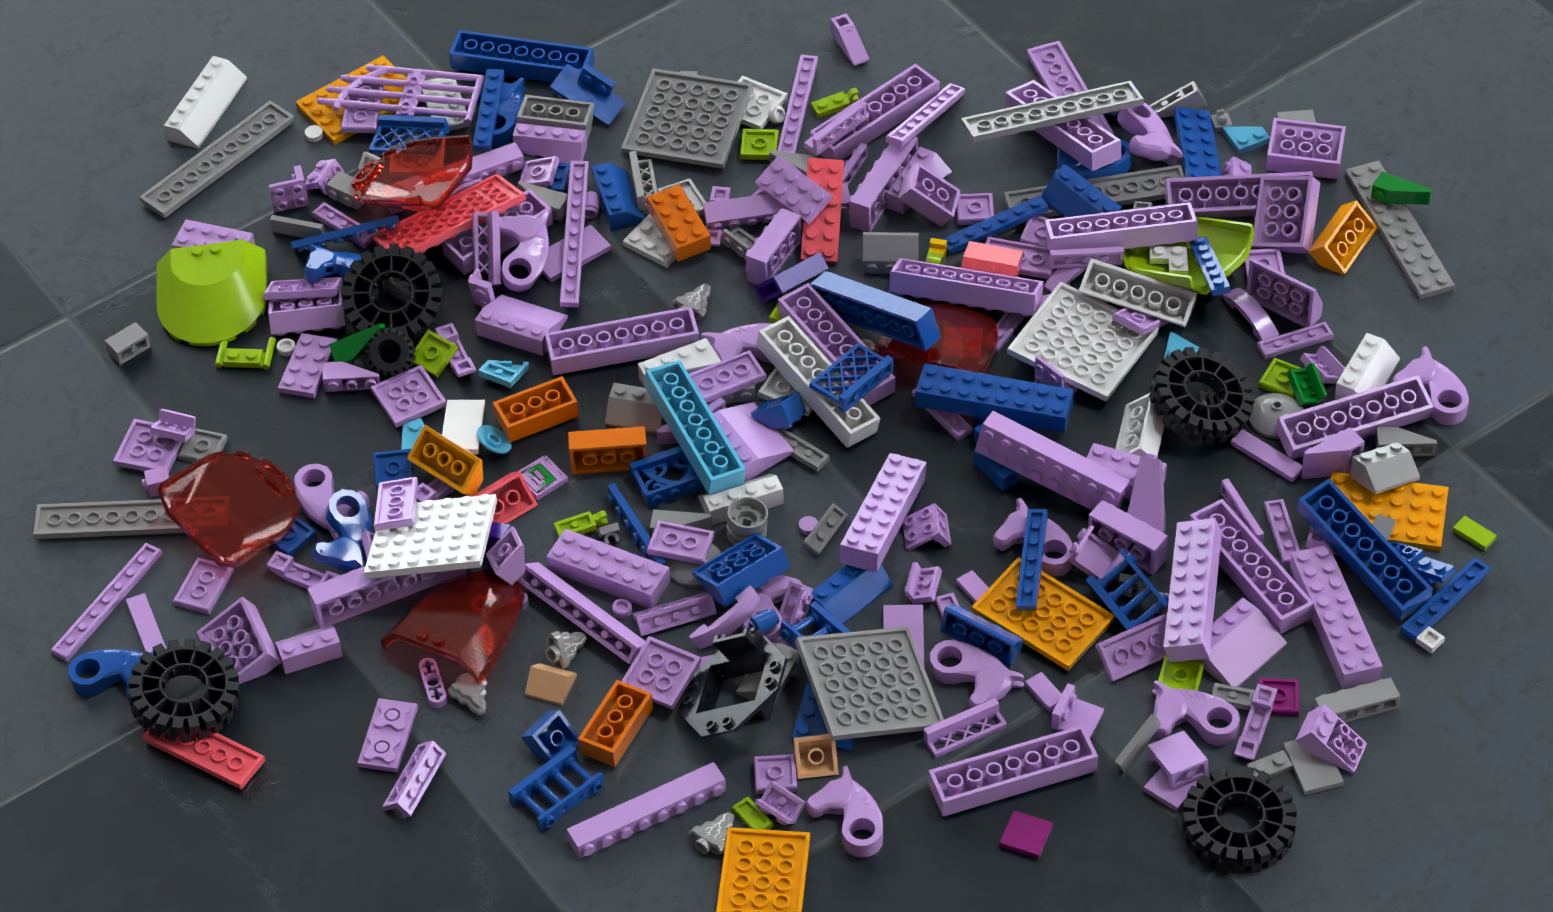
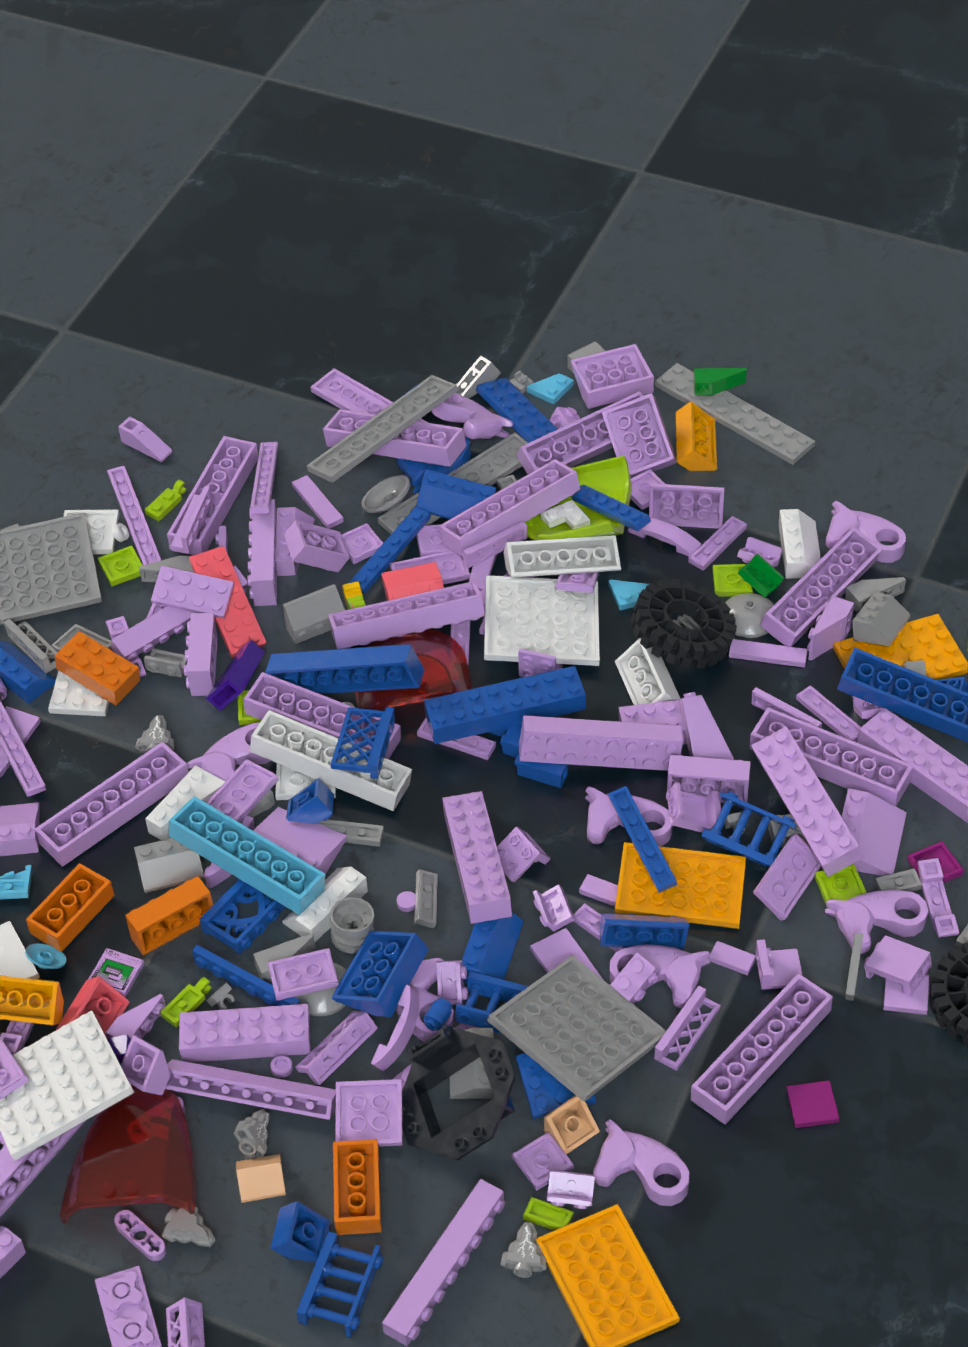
camera: 30 degrees left, 0 degrees up
(533, 521) = (137, 1020): none -> lavender slope
(945, 668) = (635, 978): none -> lavender bracket
(964, 157) = (317, 502): none -> lavender tile
(1025, 174) = (386, 494): none -> light grey dish

